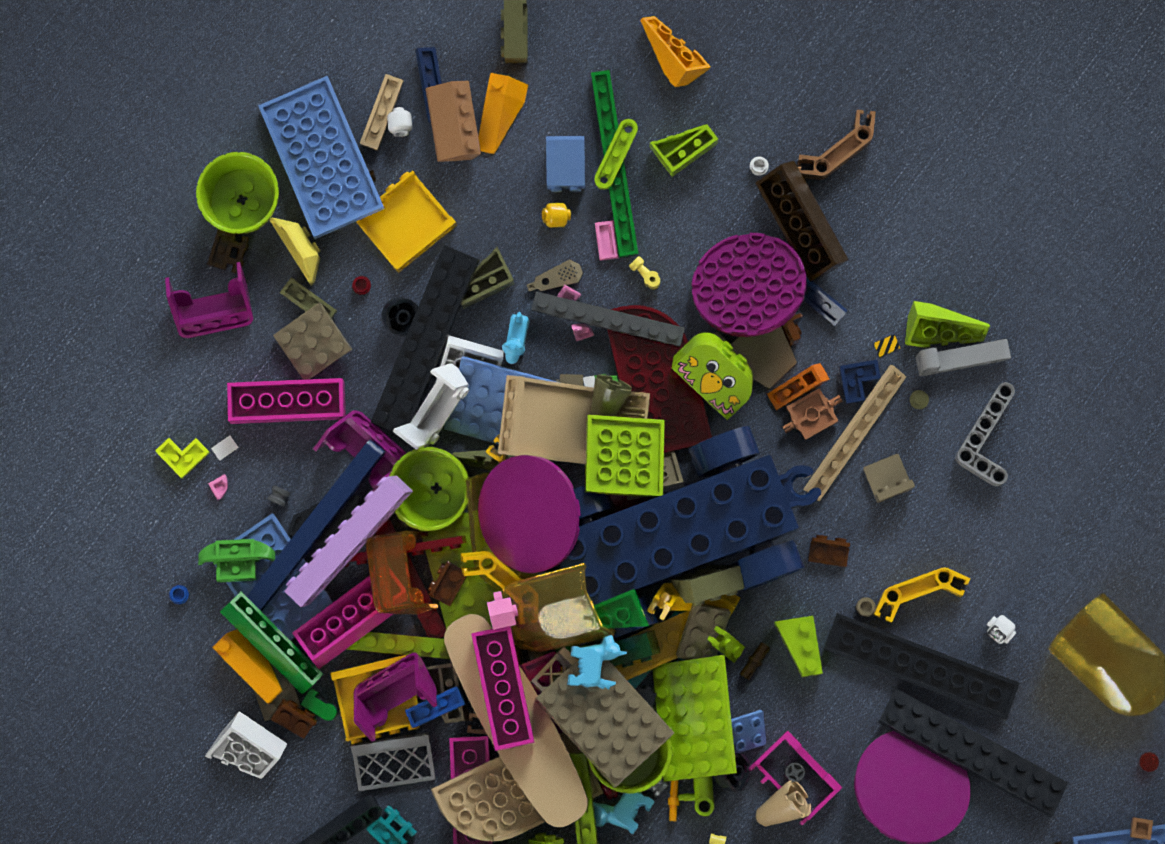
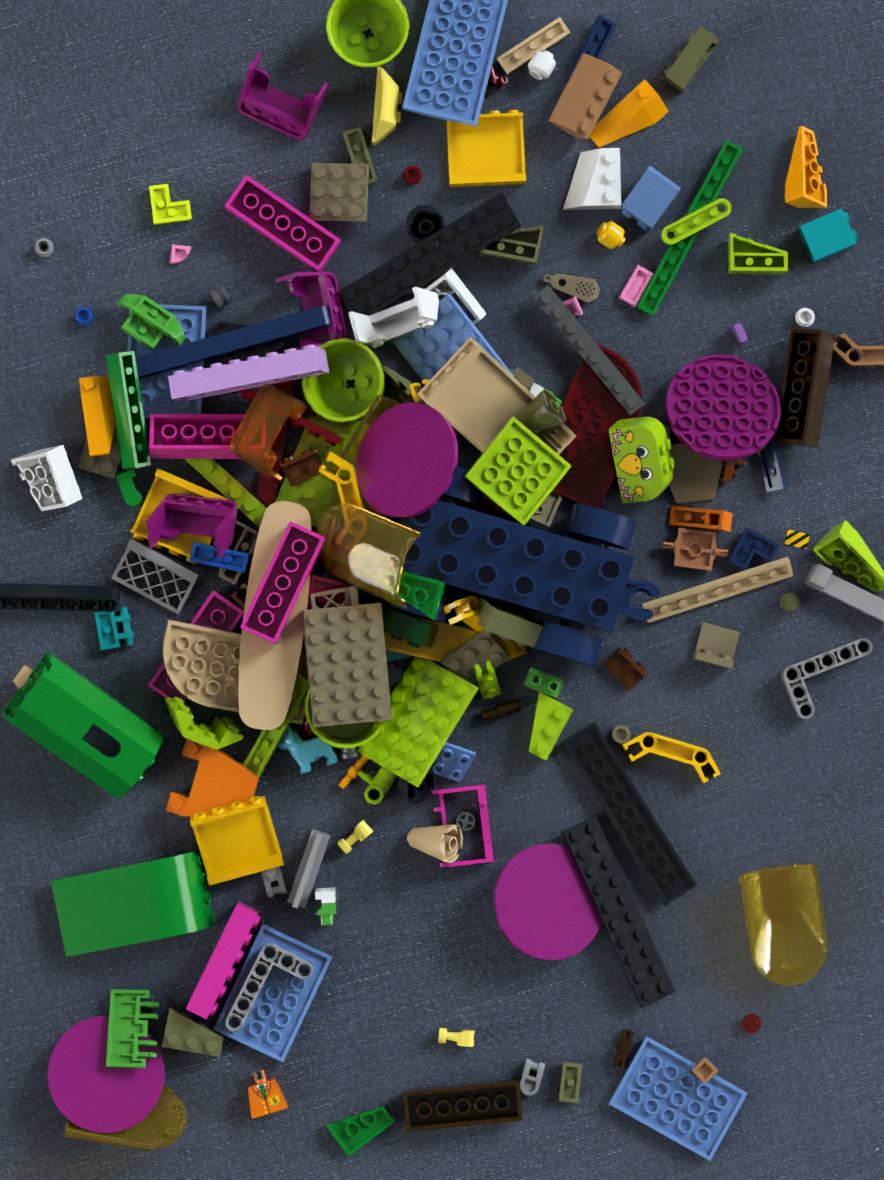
camera: 25 degrees right, 5 degrees up
(99, 563) = (44, 241): none -> light grey plate
(222, 250) = (321, 63): dark brown plate -> none
(224, 447) = (206, 225): white sticker -> none
(294, 718) = (102, 482): reddish brown bracket -> none
(373, 160) = (497, 80): none -> dark red arm
(502, 611) = (327, 522): bright pink brick -> none
(512, 181) = (596, 181): none -> white wedge
(516, 338) = (503, 311): medium azure animal -> none
(582, 331) = (561, 345): bright pink tile -> none
(591, 661) = (366, 615): medium azure animal -> none
(651, 278) = (648, 343): light yellow leg -> none
(717, 216) = (739, 333): none -> medium lavender tile
(728, 88) = (828, 235): none -> teal brick
(772, 612) = (543, 682): none -> bright green hips
(1001, 629) = (714, 832): white head -> none

